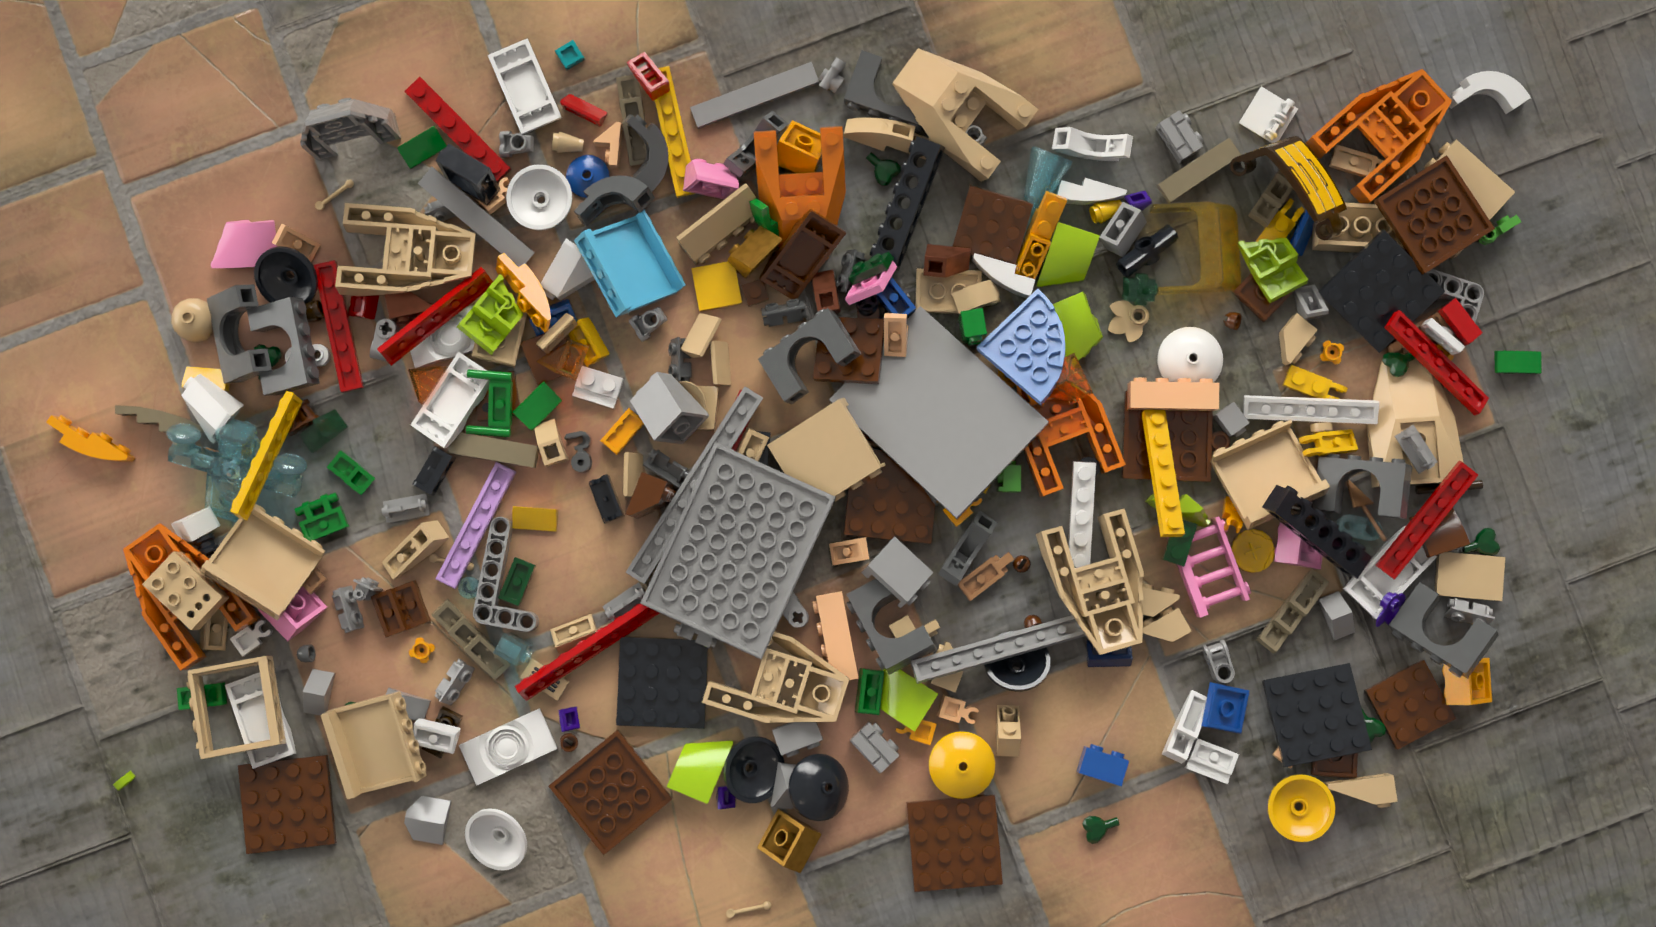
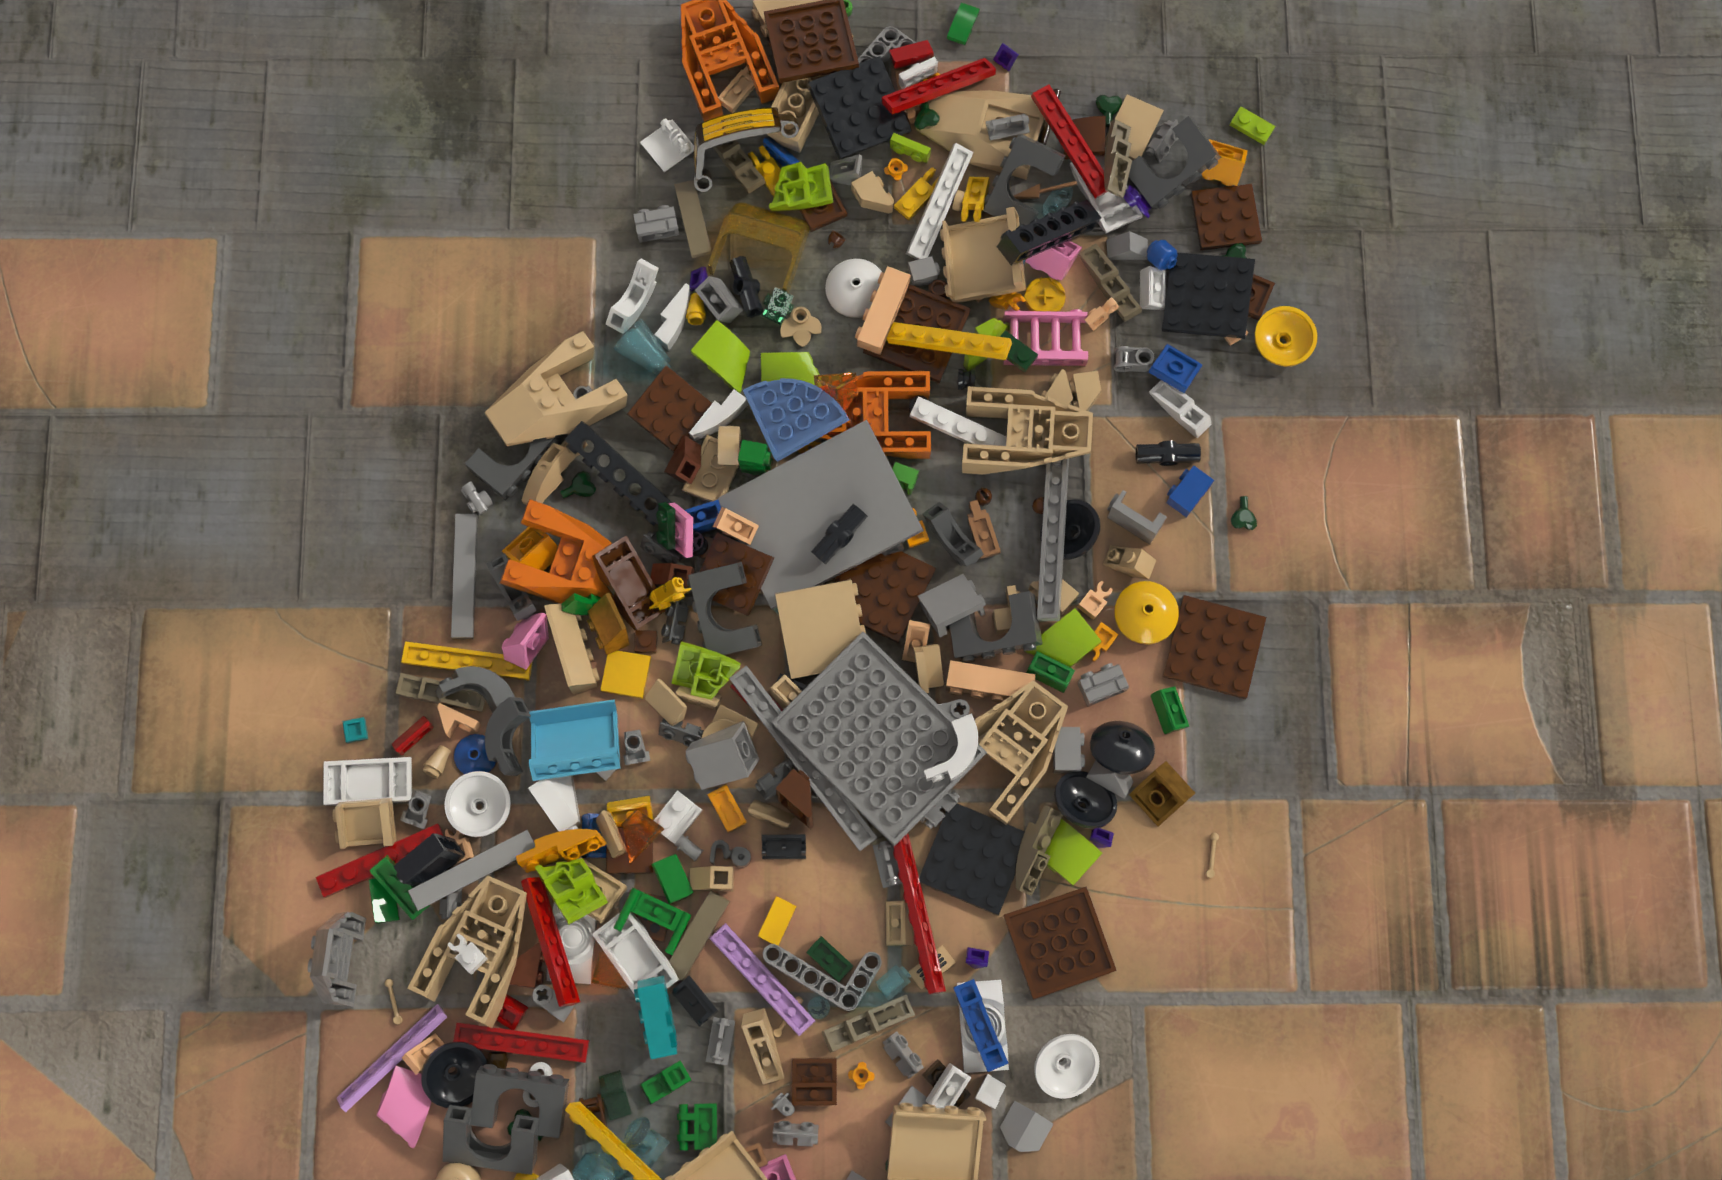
camera: 70 degrees left, 10 degrees down
(282, 214) = (391, 1058): none -> lavender tile
(393, 247) = (469, 955): none -> white plate
(401, 442) = (656, 1016): none -> teal wedge
(443, 136) = (386, 876): none -> green plate
(449, 775) = (990, 1091): none -> white panel
(484, 100) = (365, 822): none -> tan panel
(502, 746) = (980, 1025): none -> blue slope
(565, 745) = (1002, 969): reddish brown hinge -> none
(573, 409) = (688, 847): none -> light grey pin
(656, 87) = (420, 657): red slope -> none
(682, 736) = (1031, 855): none -> dark tan slope
(744, 358) = (702, 670): none -> lime slope
(759, 638) = (967, 739): none -> white arch
(806, 296) = (674, 592): none -> yellow hinge
(828, 572) = (928, 666): none -> tan panel
(875, 820) = (1169, 710): none -> green slope
(922, 438) = (839, 533): none -> black piece
(1039, 234) = (694, 372): light orange slope -> none
(1048, 719) = (1132, 520): none -> light grey panel
(1117, 658) = (1092, 461): dark blue slope -> none
(1134, 503) = (966, 378): none -> black wheel
(1134, 730) = (1168, 453): none -> black piece
(1212, 760) = (1218, 397): white plate -> none
(1250, 610) = (1099, 315): none -> light nougat plate
(1303, 656) = (1152, 288): none -> white slope
(1341, 653) = (1162, 254): none -> blue head
(1357, 367) = (905, 146): none -> lime plate
(1374, 789) = (1289, 273): tan slope -> none
(1425, 572) = (1117, 160): none -> dark tan slope
(1497, 419) = (1005, 57): none -> dark purple slope
(1521, 697) = (1252, 125): none -> lime plate

